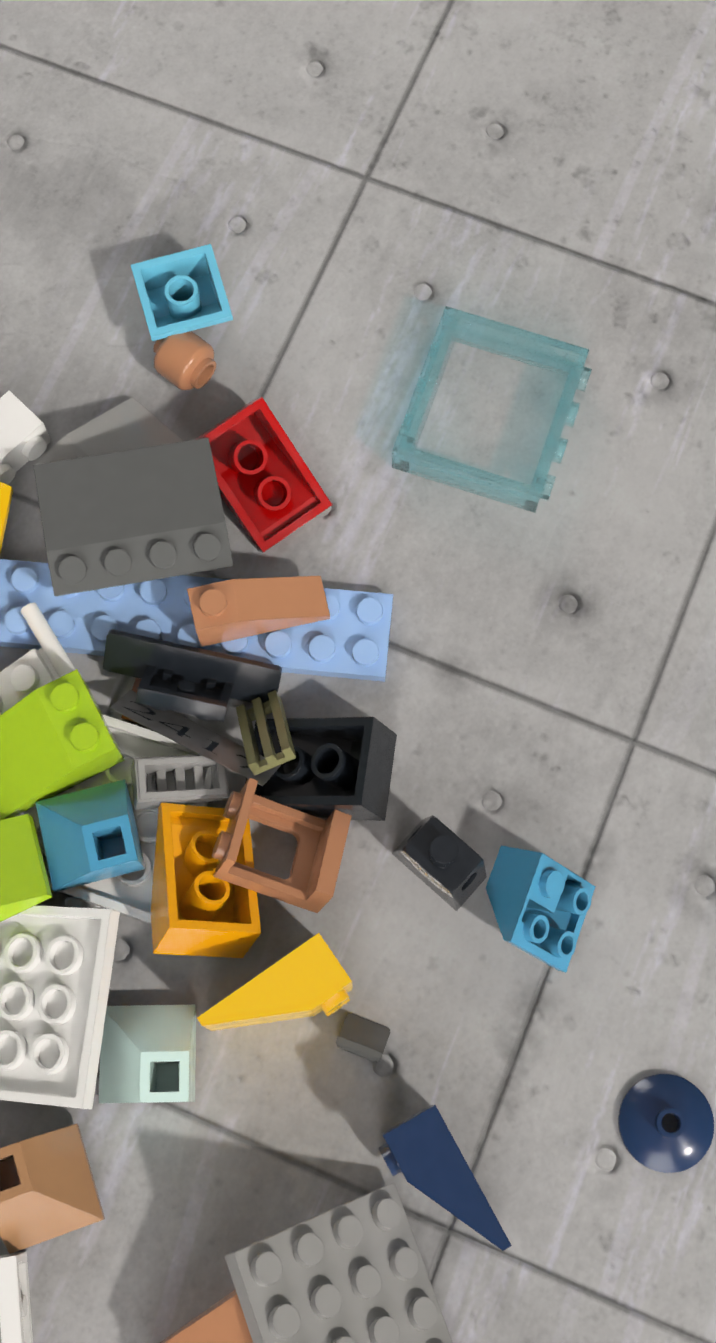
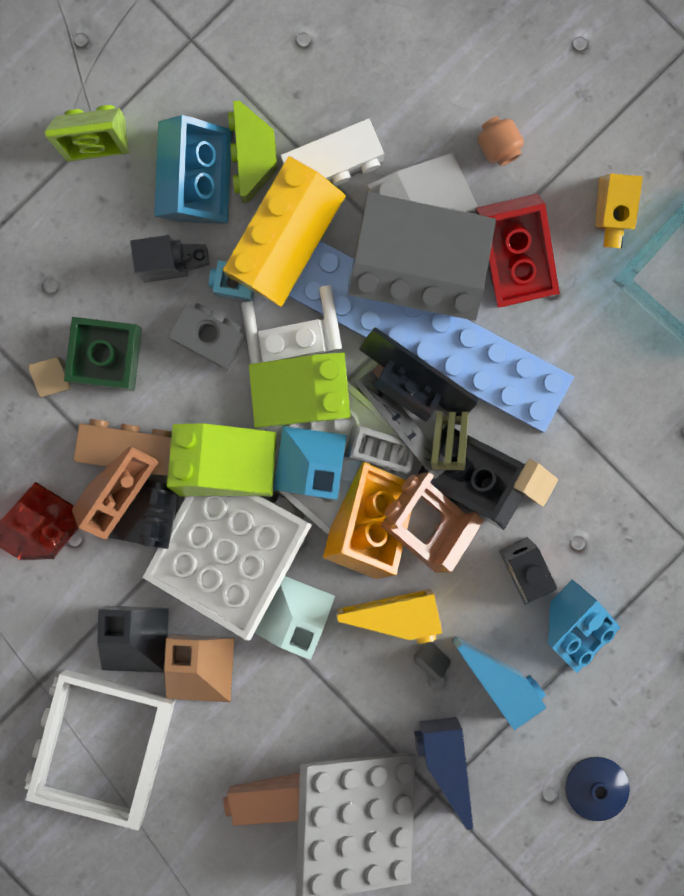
camera: 20 degrees right, 15 degrees up
(181, 292) = (519, 93): medium azure slope -> none
(255, 606) = (480, 352): nougat slope -> none
(355, 373) = (621, 193): none -> yellow torso
(398, 739) = (535, 482): none -> tan tile
(474, 1025) = (513, 693): none -> dark azure slope

